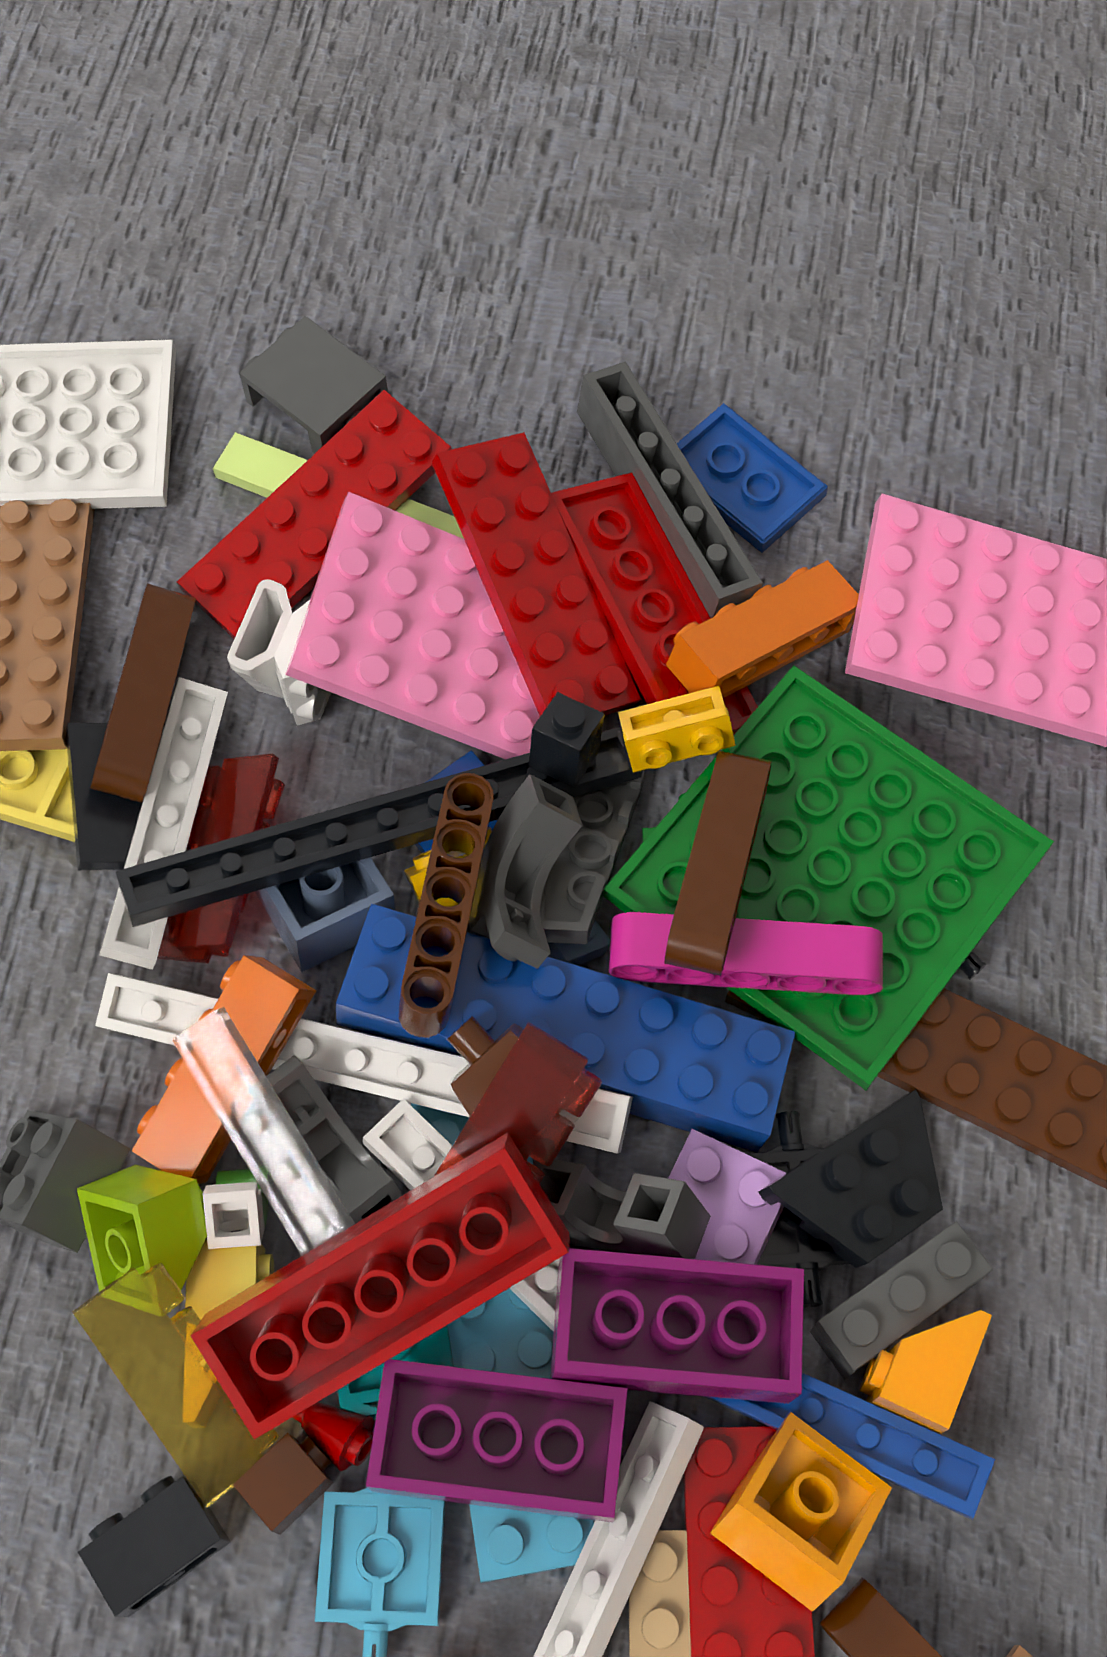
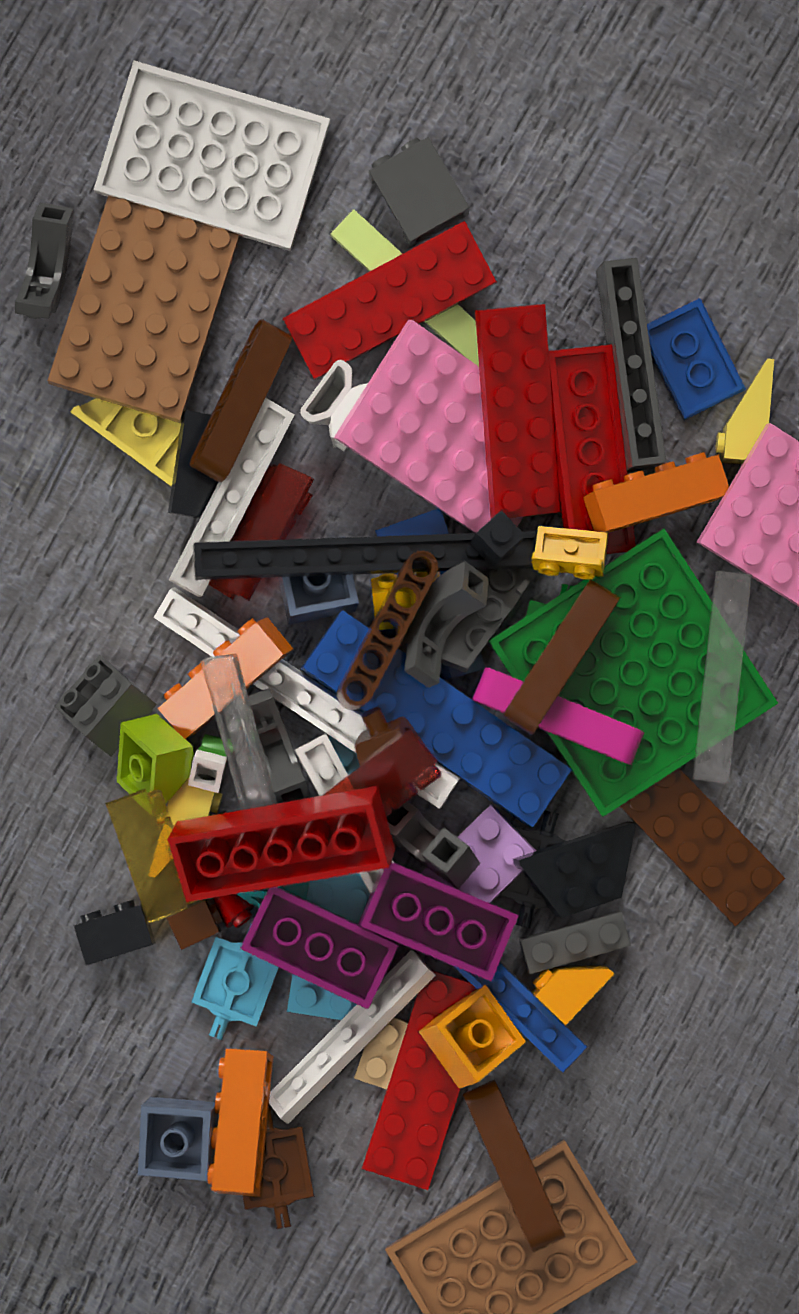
camera: 15 degrees right, 20 degrees up
(847, 513) = (748, 418): none -> light yellow slope
(961, 834) = (722, 677): none -> clear tile

